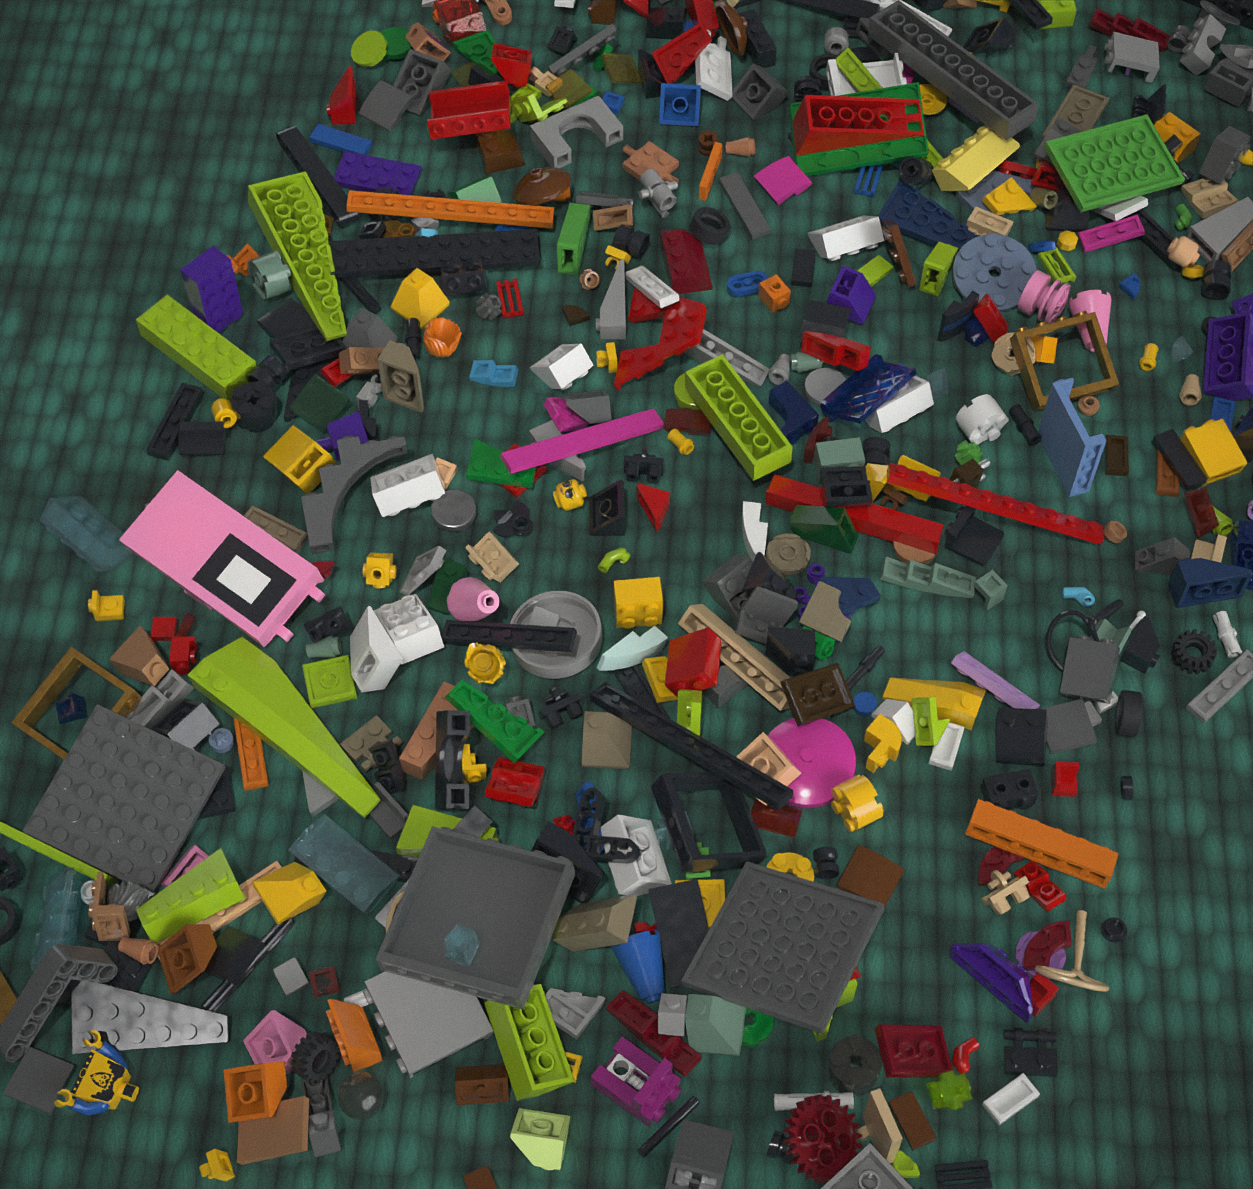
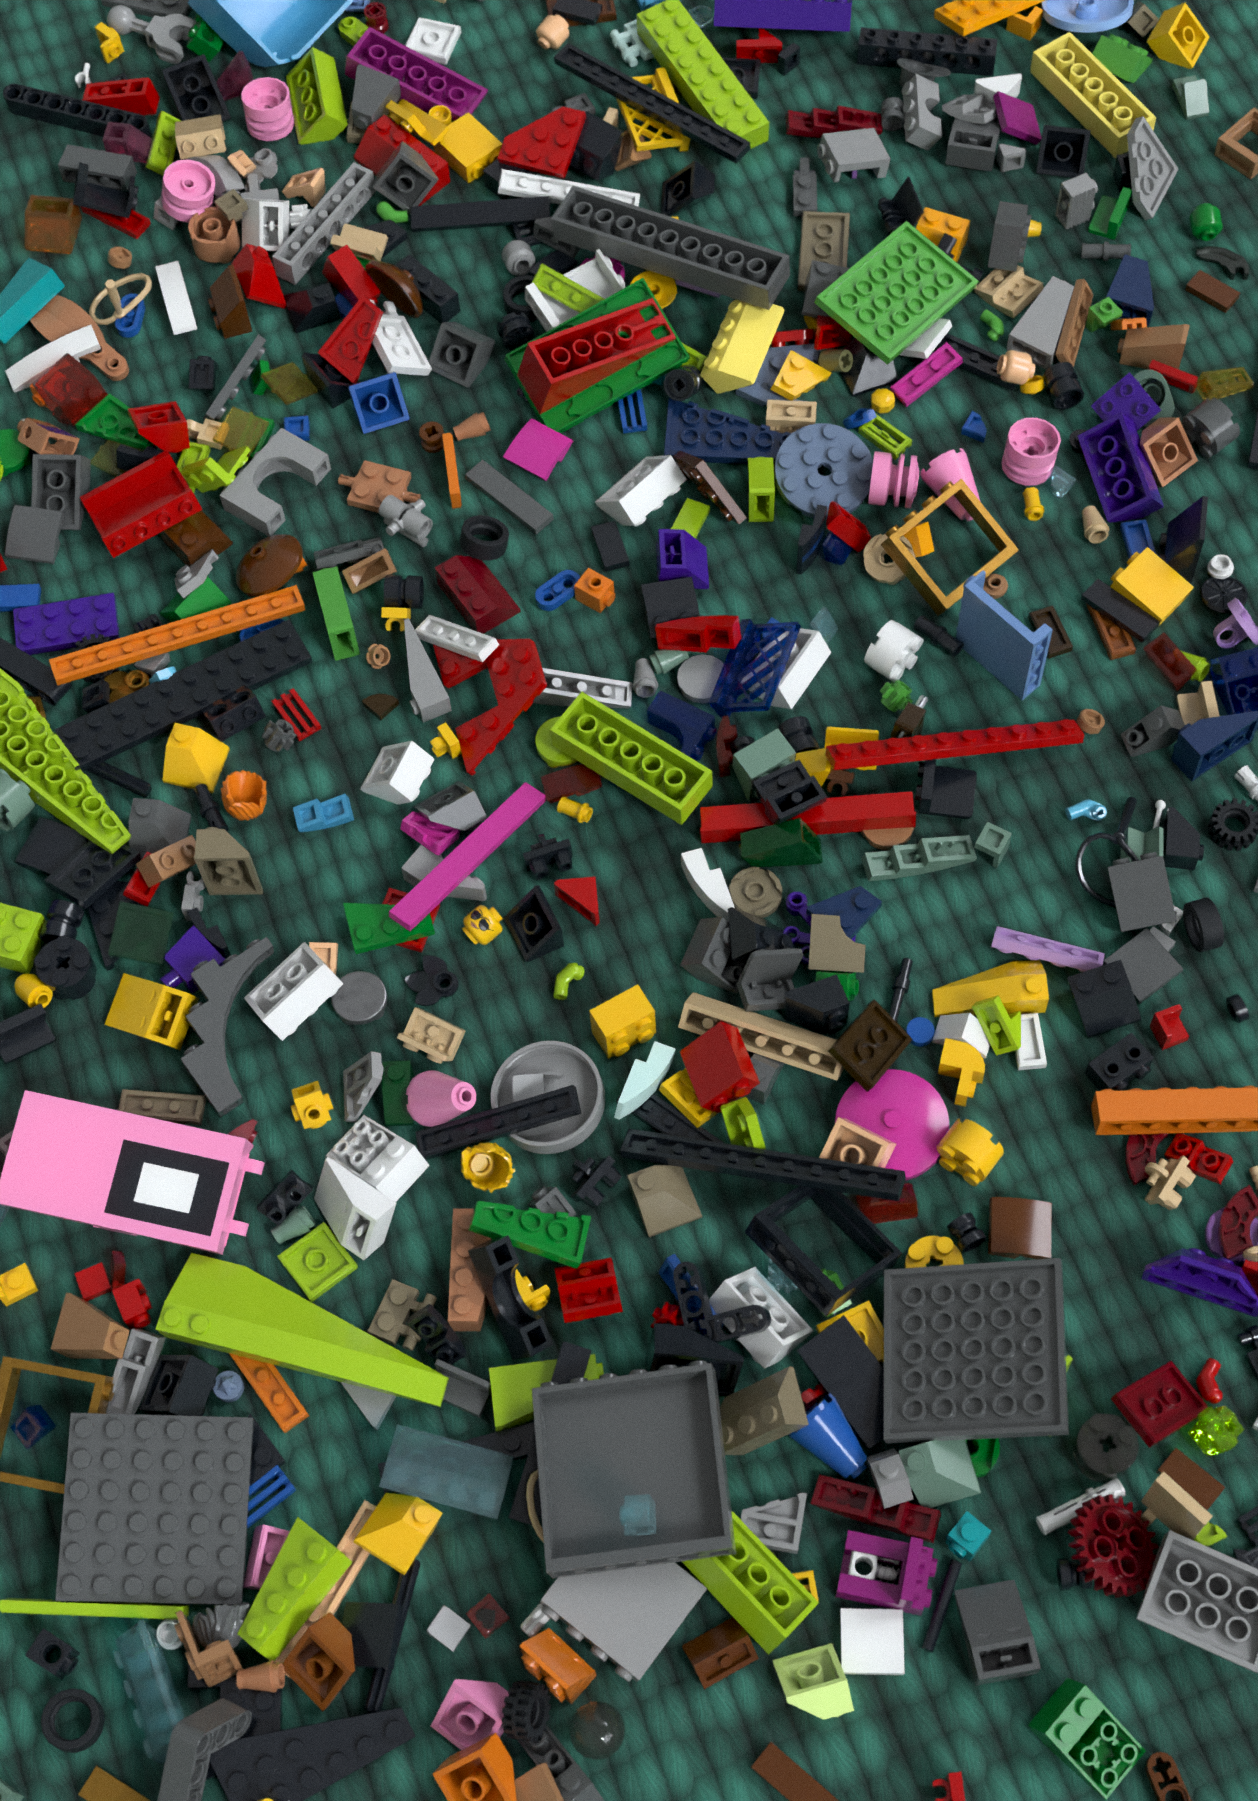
camera: 20 degrees left, 5 degrees up
(207, 822) = (262, 1482): none -> blue tile
(479, 173) = (192, 577): none -> light grey wing
(601, 1128) = (872, 1641): none -> white tile
(712, 1083) = (967, 1537): none -> teal brick
(1165, 316) = (1030, 451): none -> bright pink wheel

